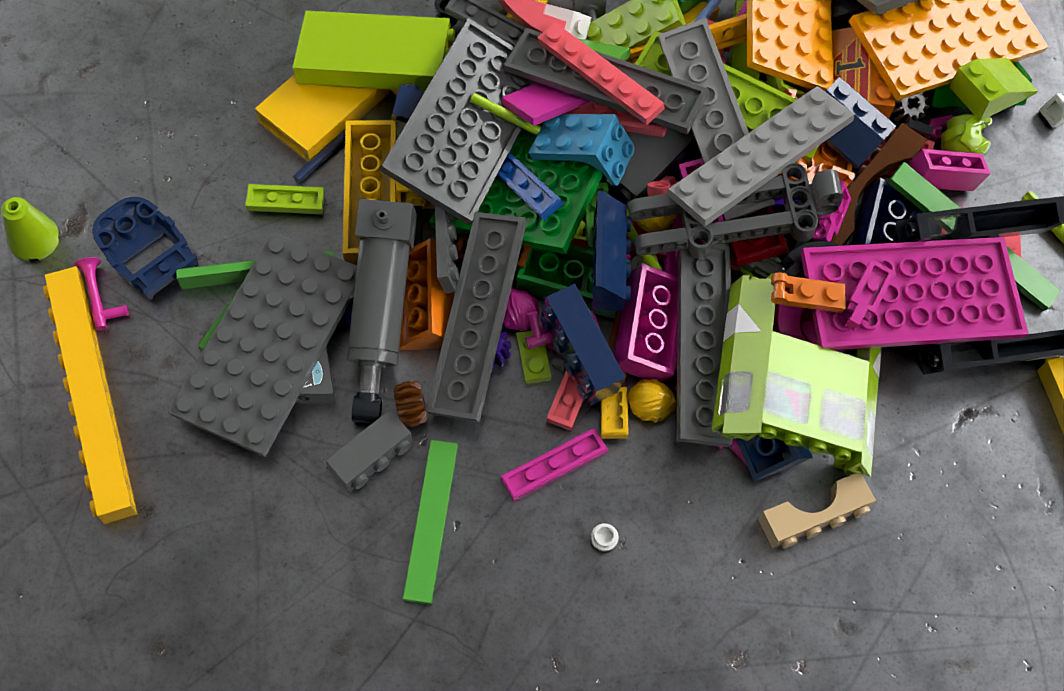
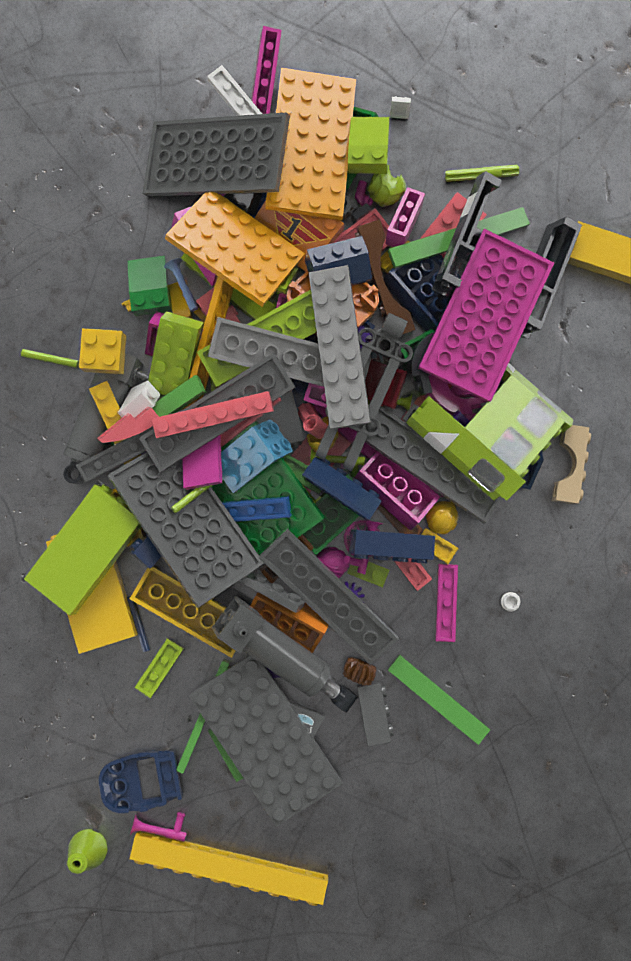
camera: 55 degrees left, 20 degrees up
(808, 293) = (454, 387): orange plate -> none
(831, 223) = (386, 307): dark pink hinge -> none
(868, 293) = (476, 348): dark pink hinge -> none

